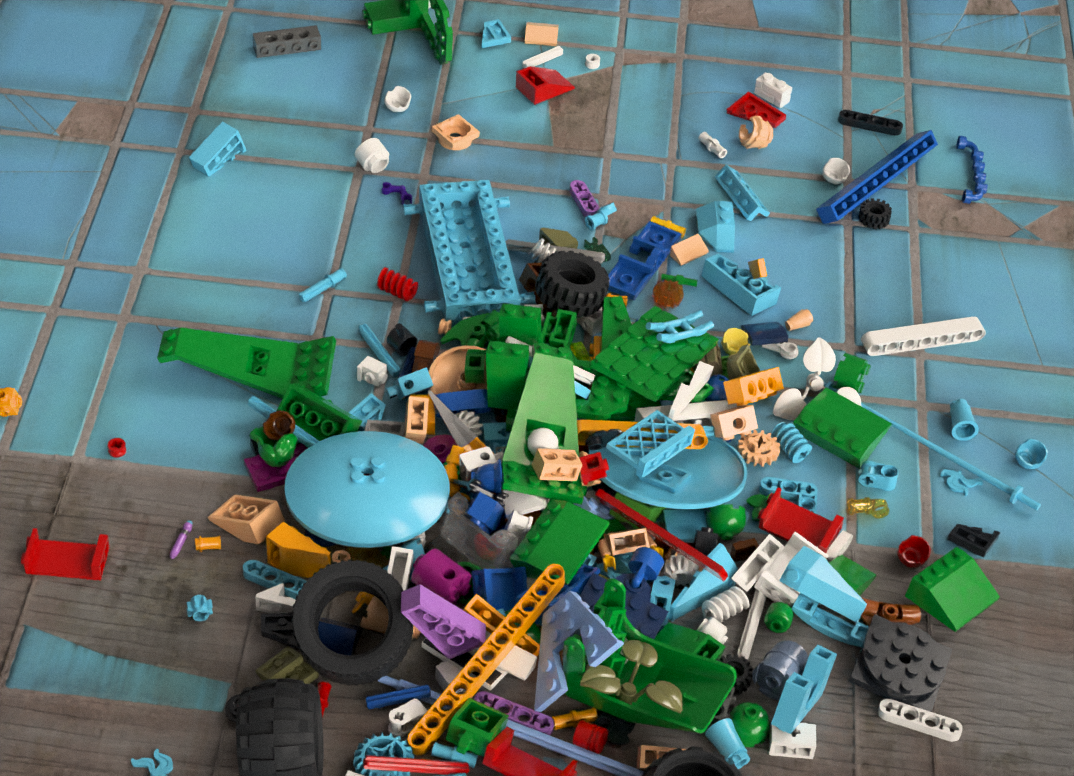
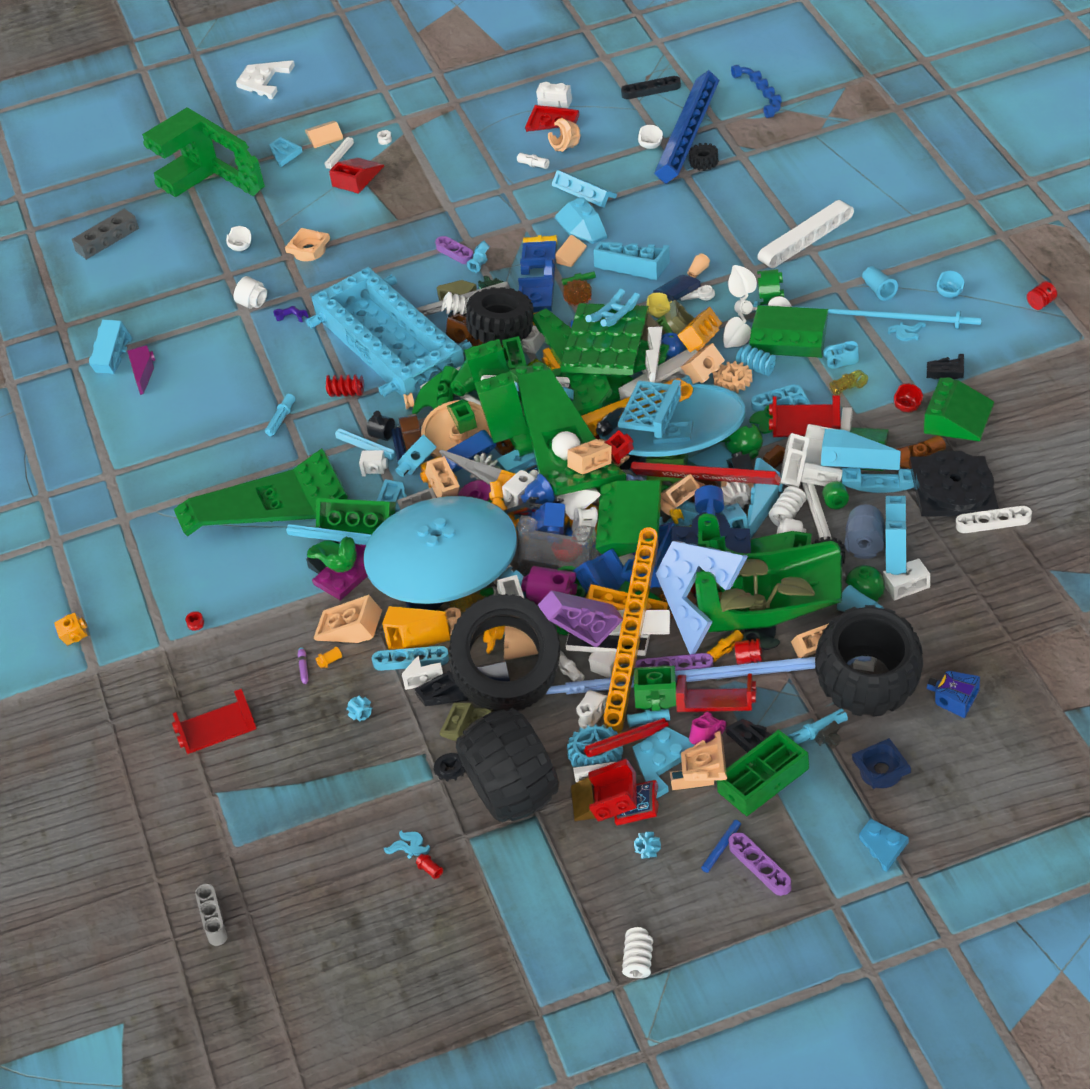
camera: 15 degrees left, 0 degrees up
(233, 181) = (142, 366): none -> magenta slope
(278, 425) = (329, 536): reddish brown hair -> none
(398, 696) = (572, 696): blue axle -> none
(415, 664) = (569, 668): none -> white pin
(757, 268) = (642, 237): light orange slope -> none

